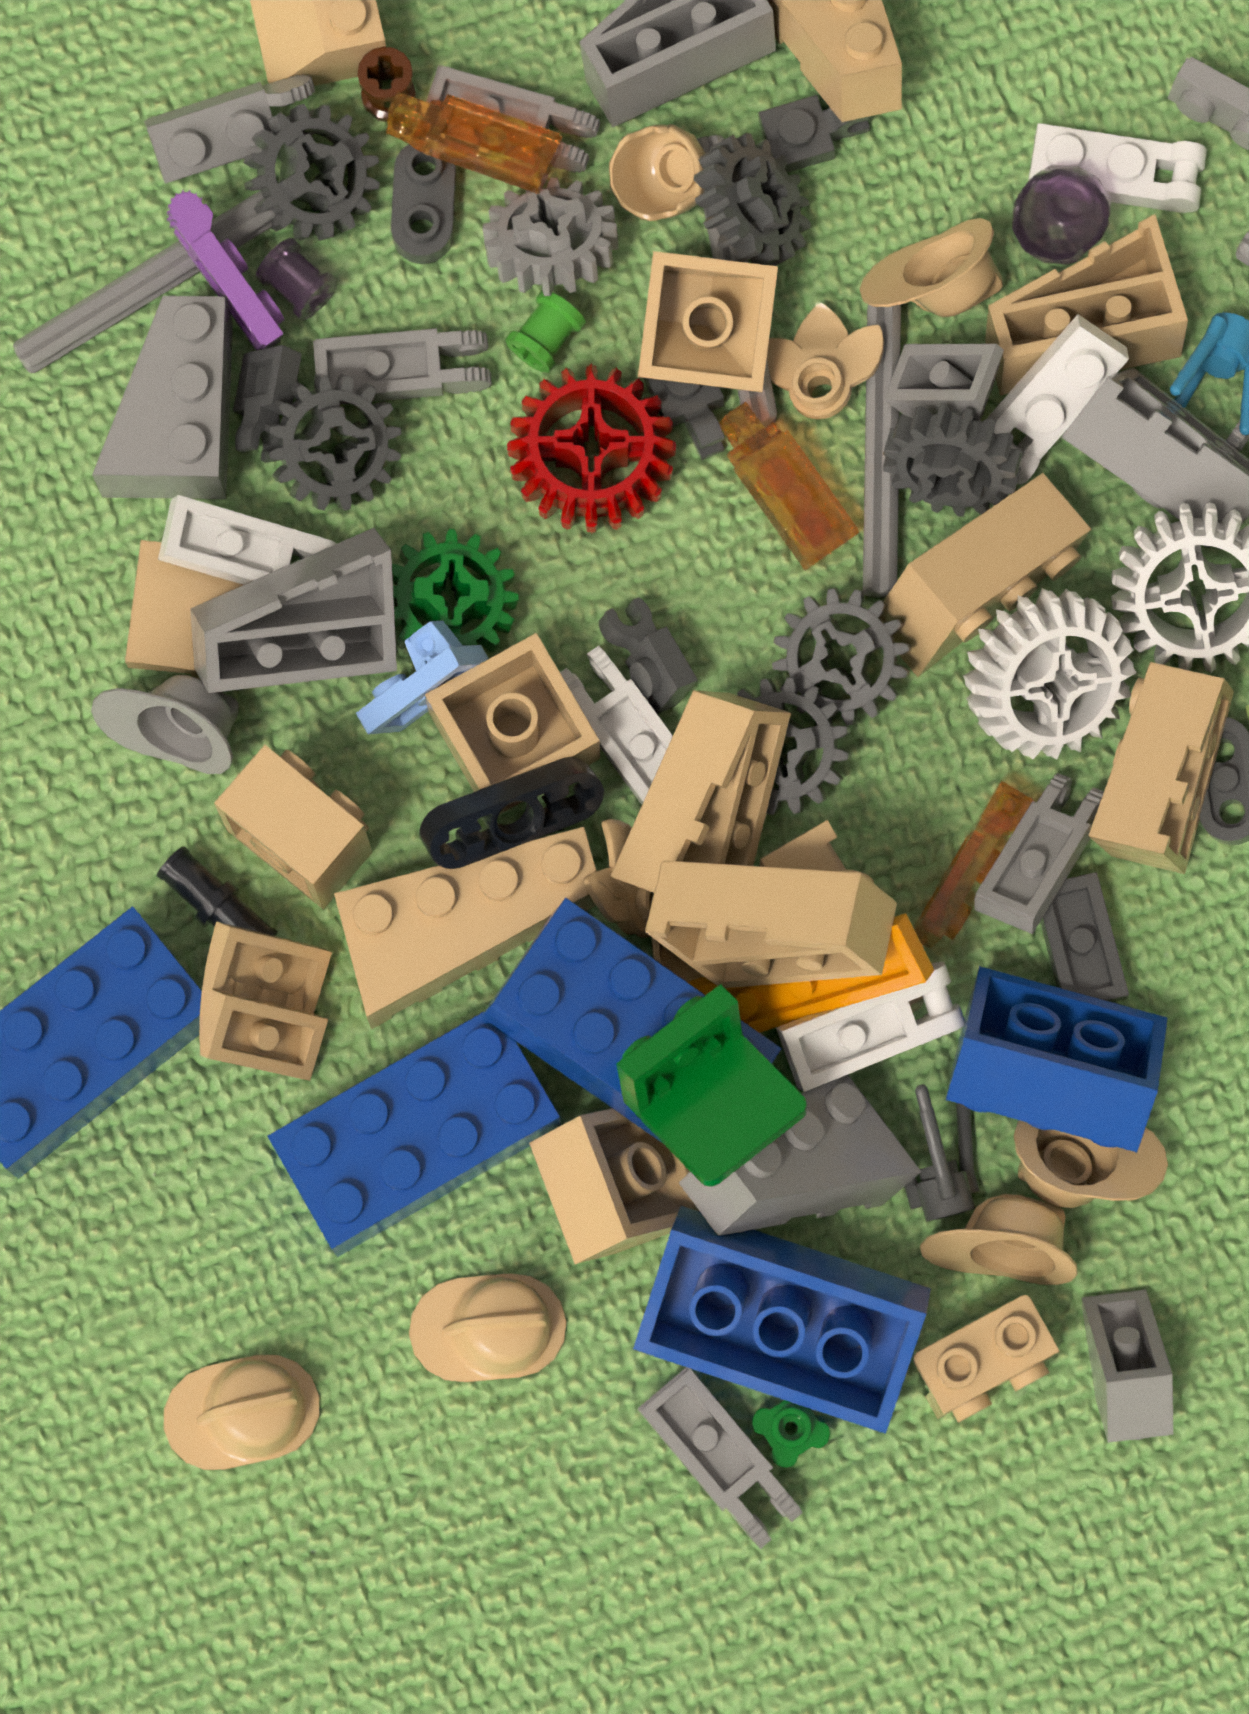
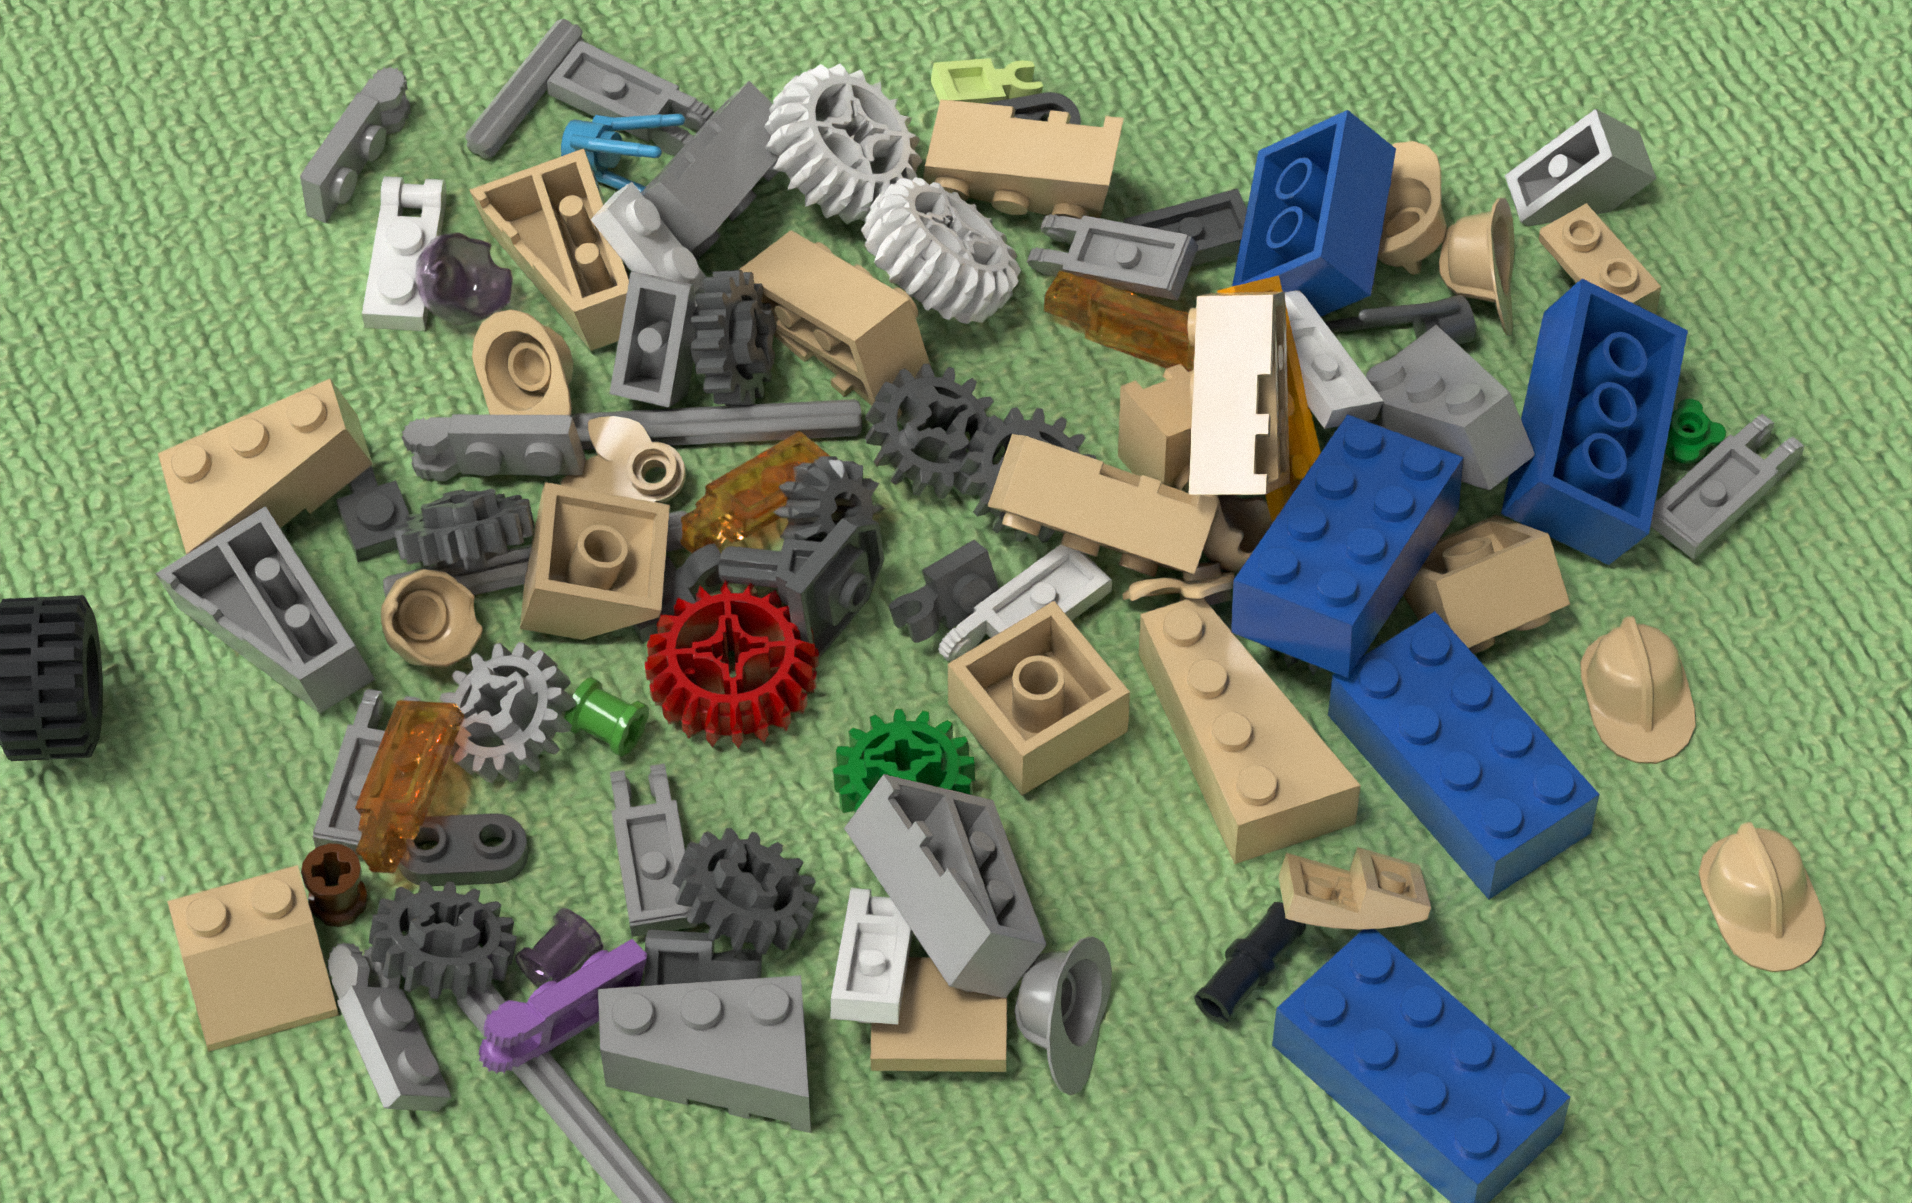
camera: 95 degrees left, 20 degrees down
(294, 825) = (1169, 873): tan brick -> none
(436, 659) = (992, 753): light blue hinge -> none
(488, 802) = (1138, 669): black beam -> none
(660, 523) = (817, 580): none -> dark grey piece
(708, 1089) = (1416, 427): green bracket -> none
(749, 545) = (825, 495): none -> dark grey gear
(857, 234) = (494, 445): none -> light grey hinge

